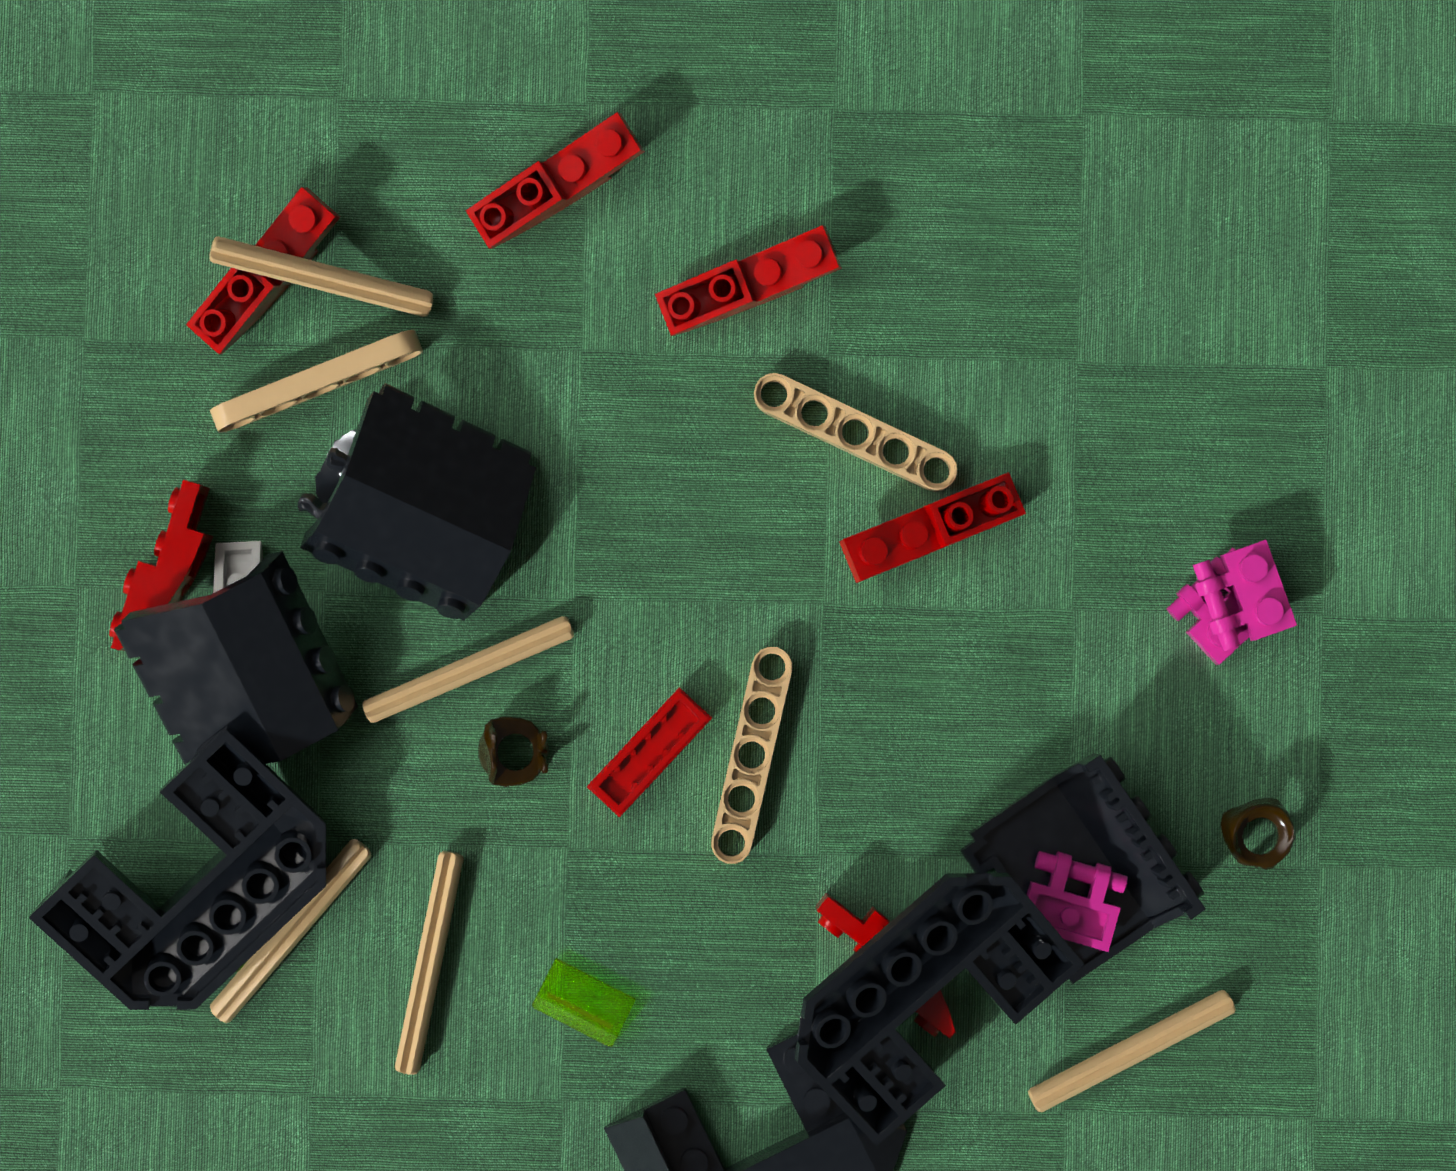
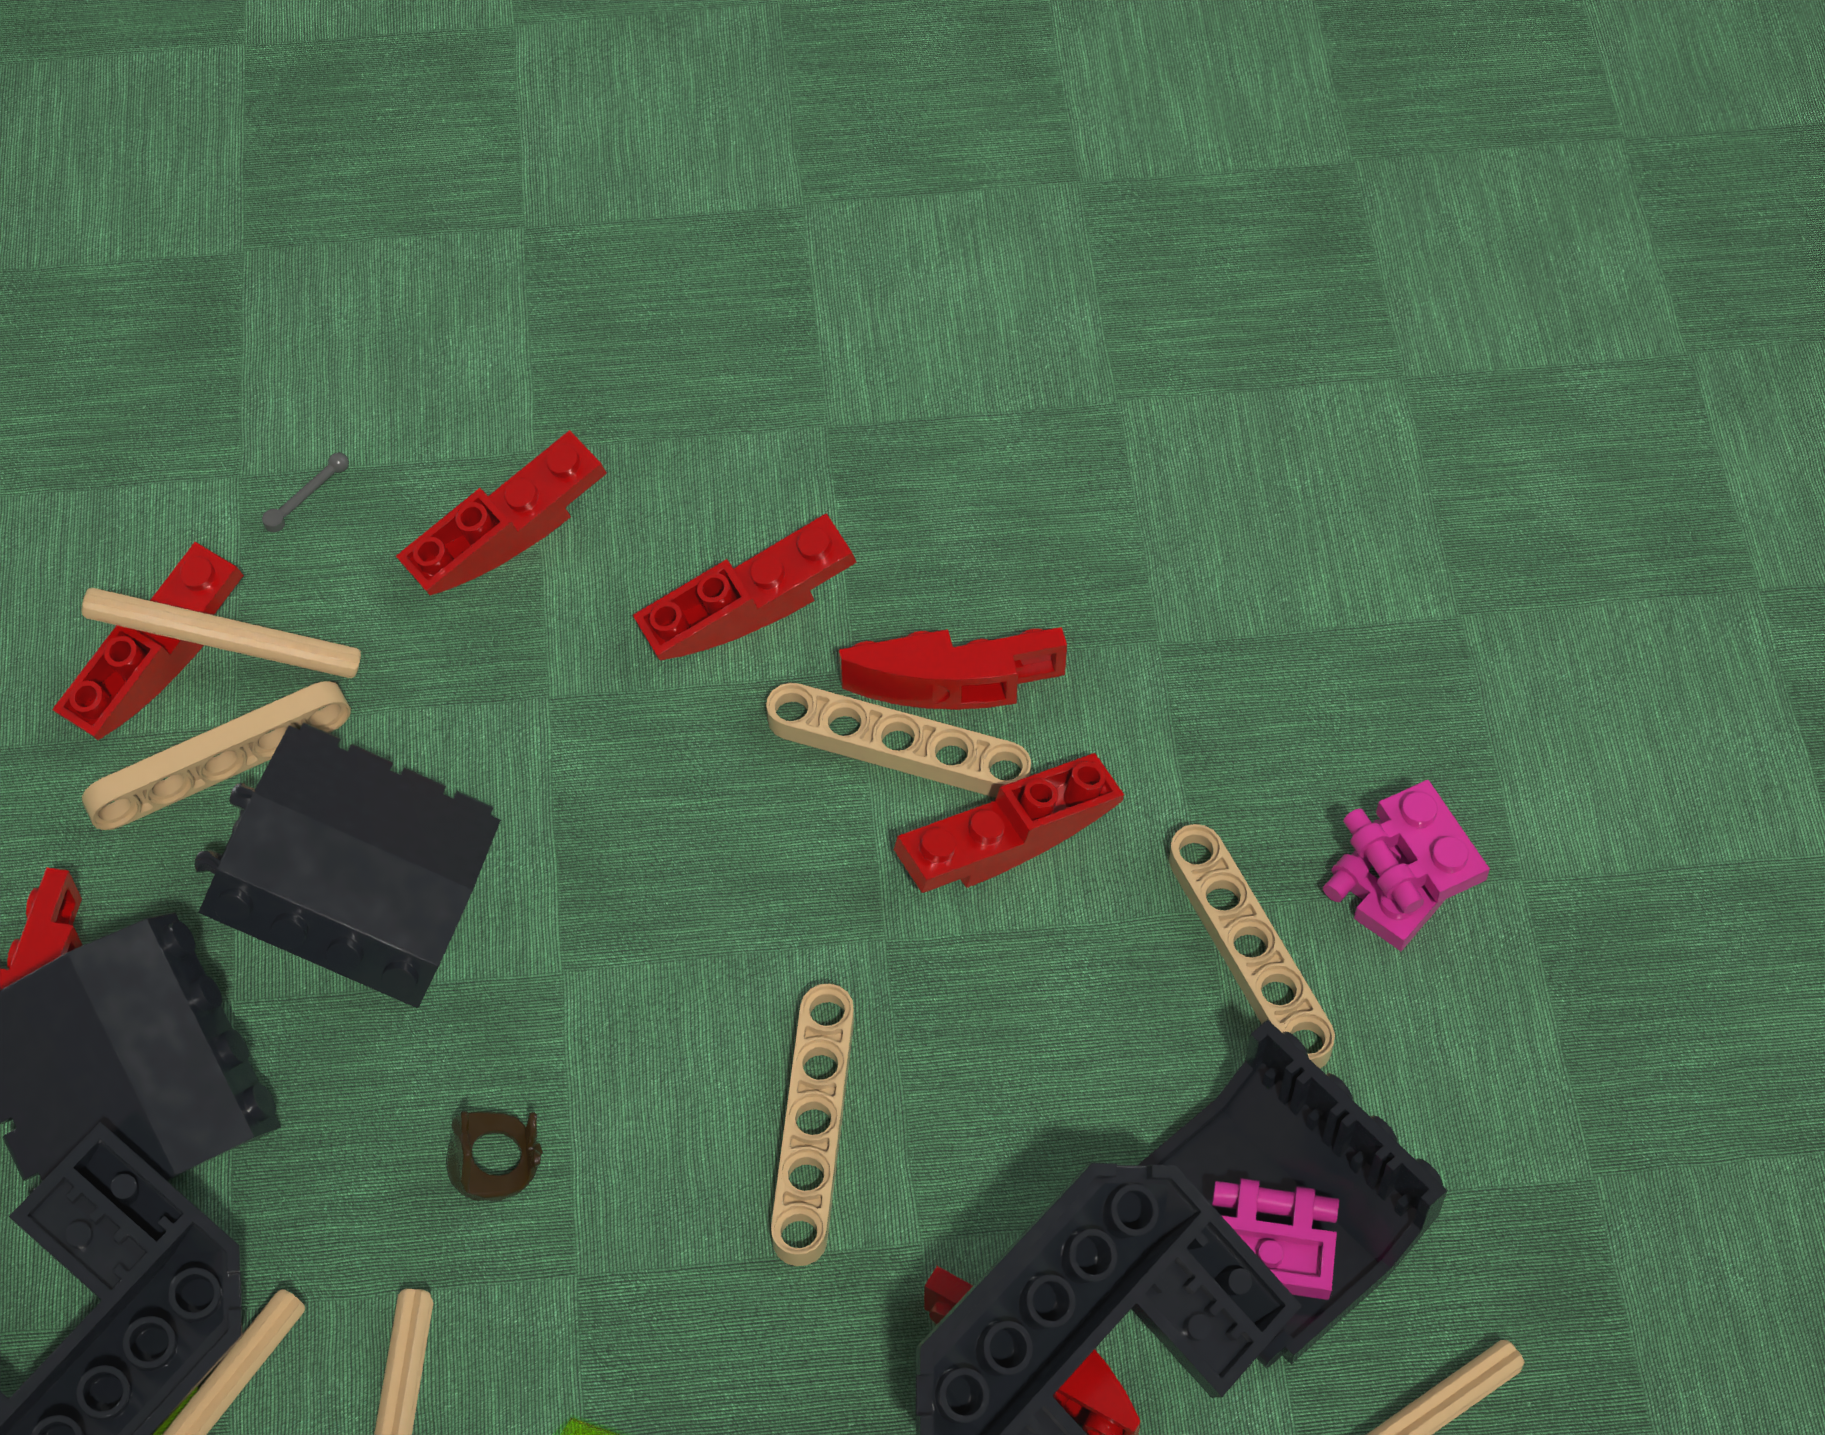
camera: 10 degrees left, 30 degrees down
(367, 149) = (274, 518): none -> dark grey hinge
(468, 669) = (425, 1064): tan axle -> none
(649, 752) = (675, 1132): red plate -> none
(888, 377) = (933, 674): none -> red slope
(1117, 667) = (1248, 919): none -> tan beam
(1237, 818) = (1483, 1097): dark brown piece -> none

